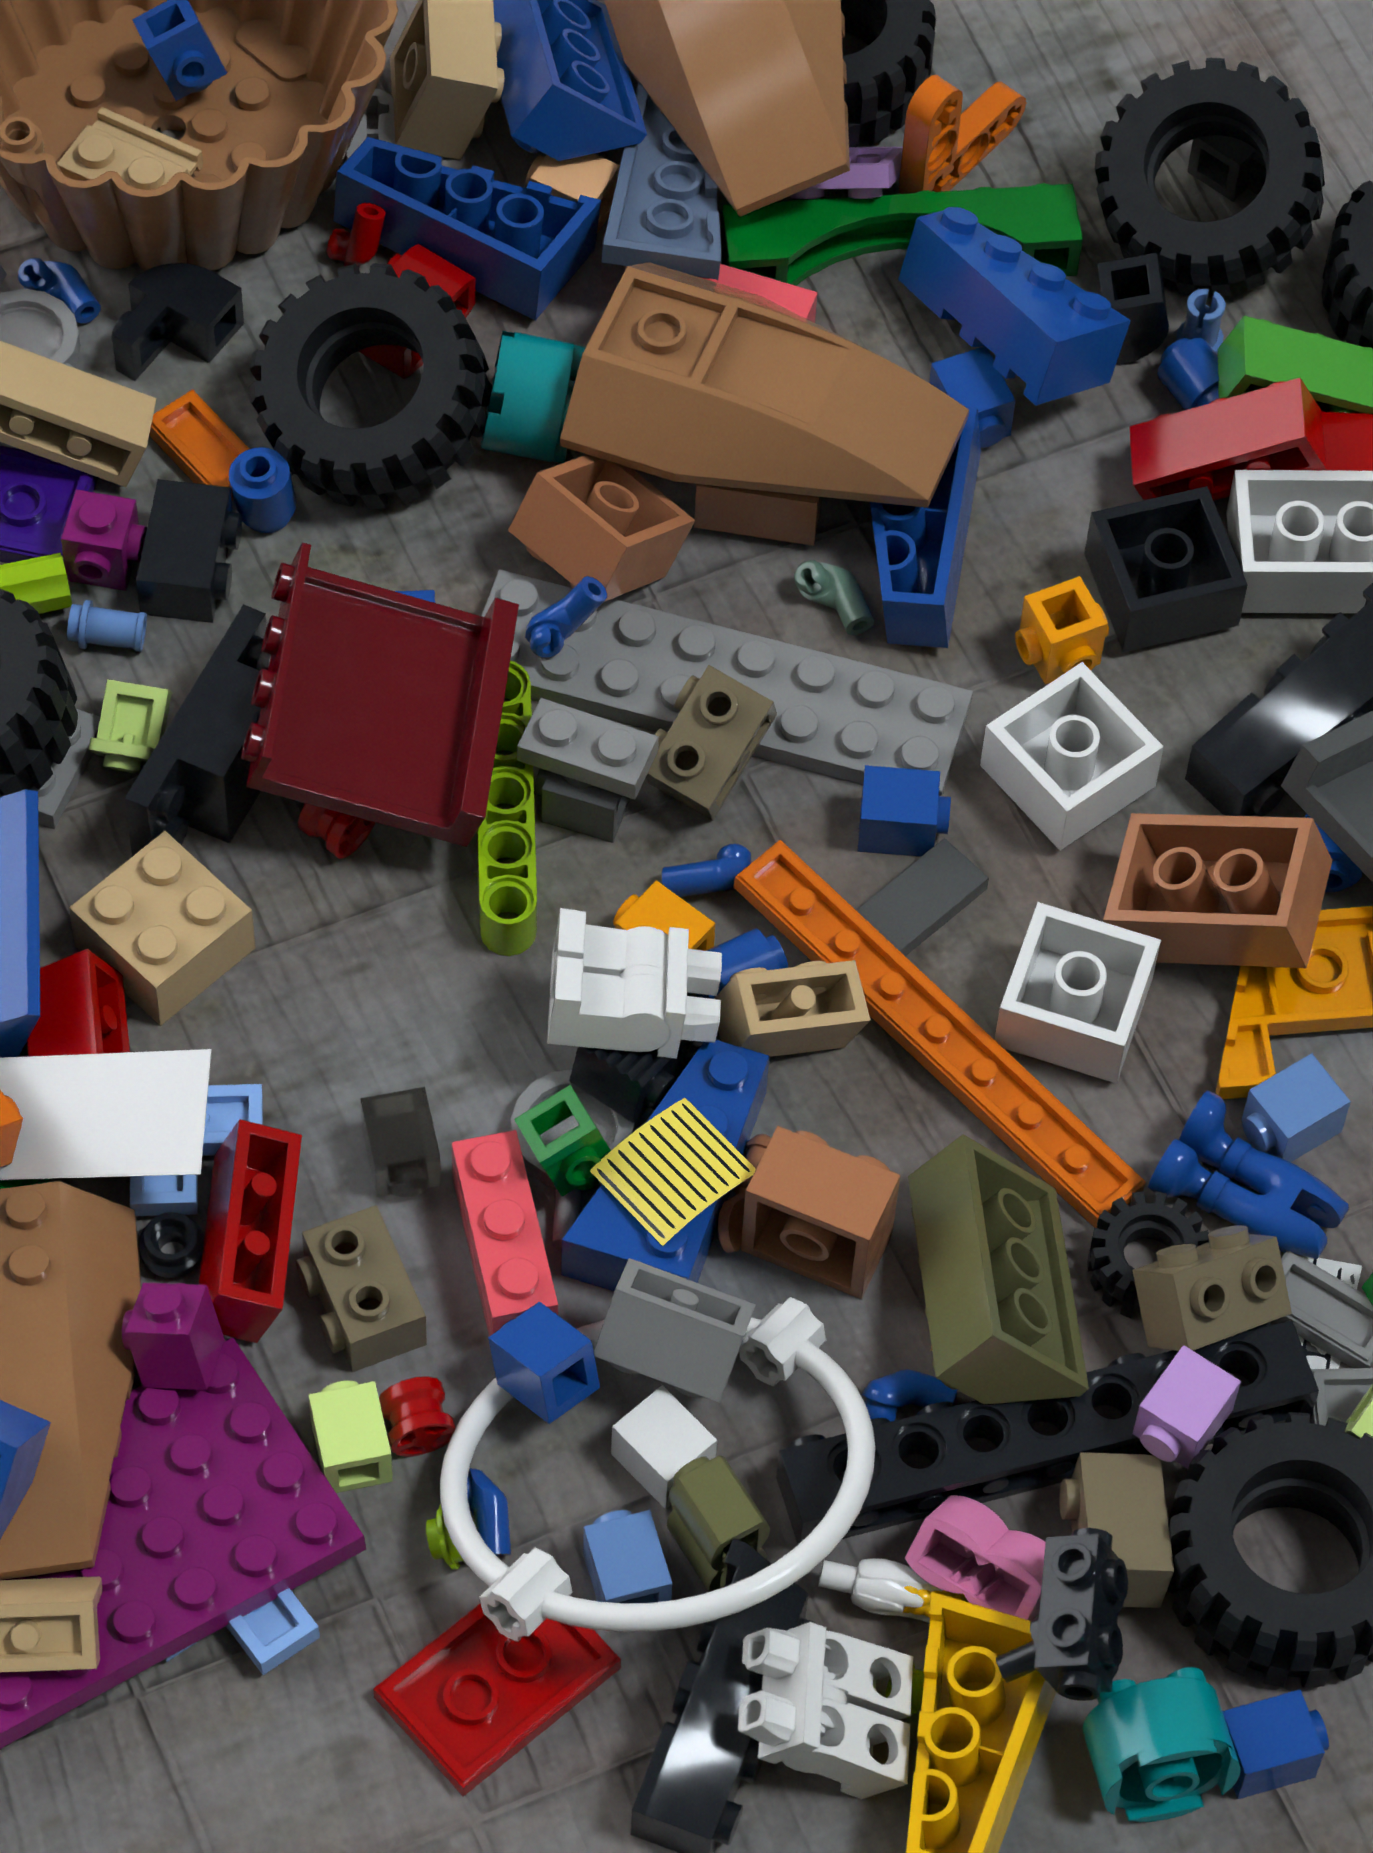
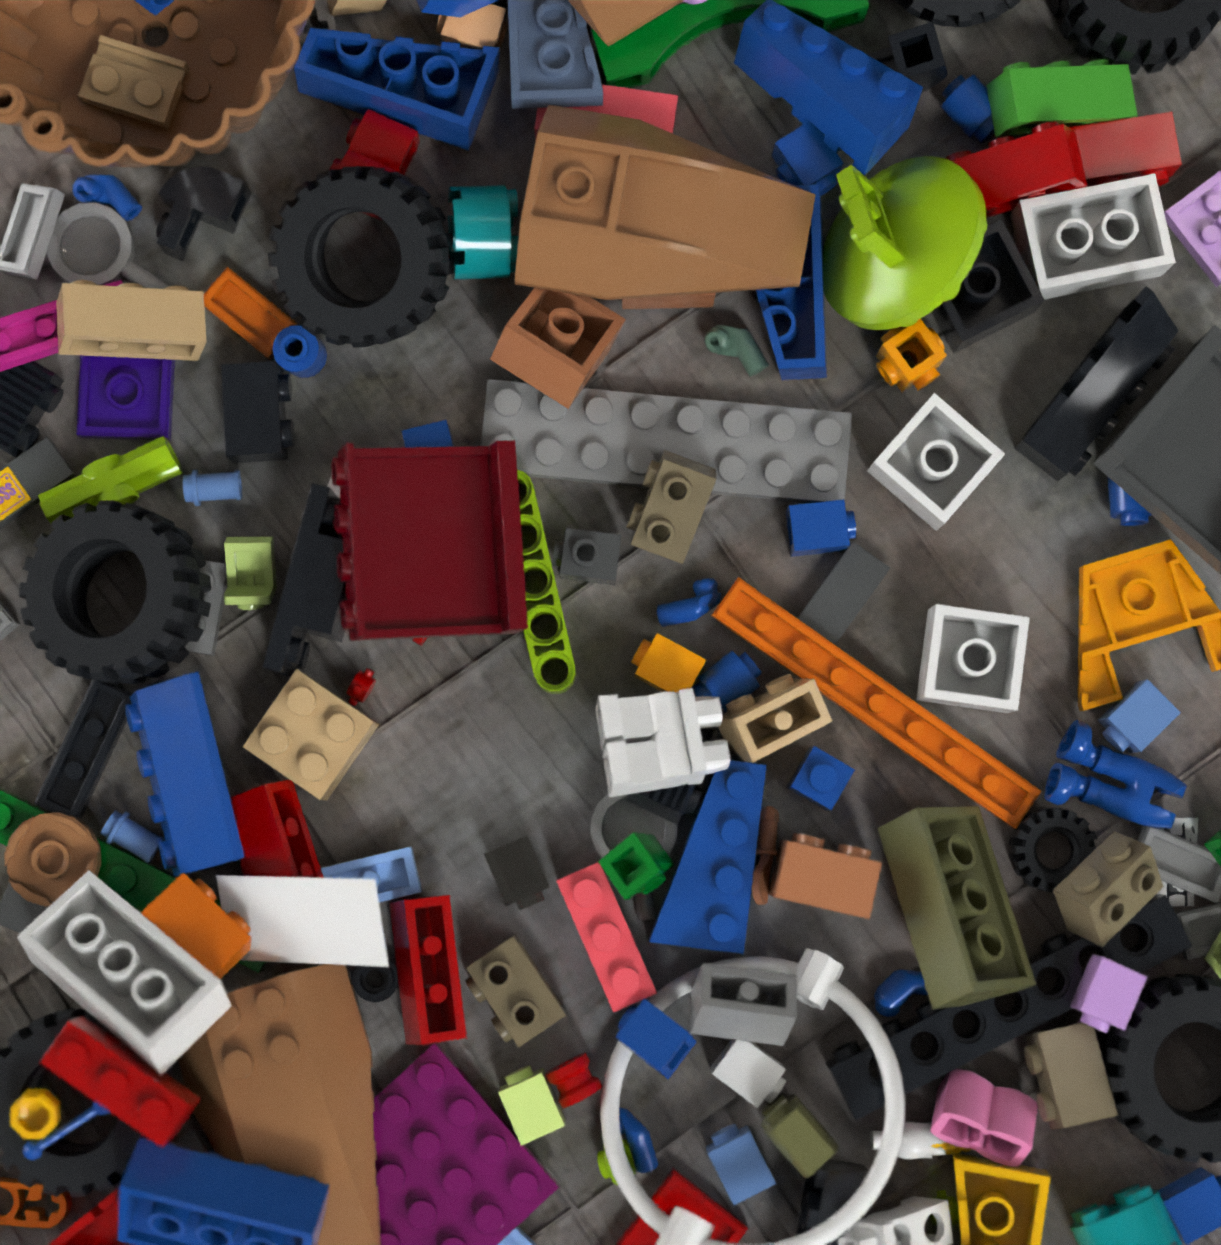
camera: 10 degrees left, 25 degrees up
(102, 540) = (191, 419): magenta brick -> none
(173, 1336) = (395, 1069): magenta brick -> none
(247, 886) = (361, 686): none -> red piece
(363, 241) = (322, 111): red arm -> none
(560, 620) = (544, 423): blue arm -> none
(587, 748) = (587, 541): light grey plate -> none
(672, 1169) = (718, 877): light yellow sticker -> none
(841, 1101) = (820, 778): none -> blue brick
(1067, 482) = (902, 241): none -> lime bracket
(1077, 1630) = (1064, 1187): black brick -> none
(1203, 320) = (968, 53): medium blue pin -> none
(1222, 887) = (1062, 563): nougat brick -> none

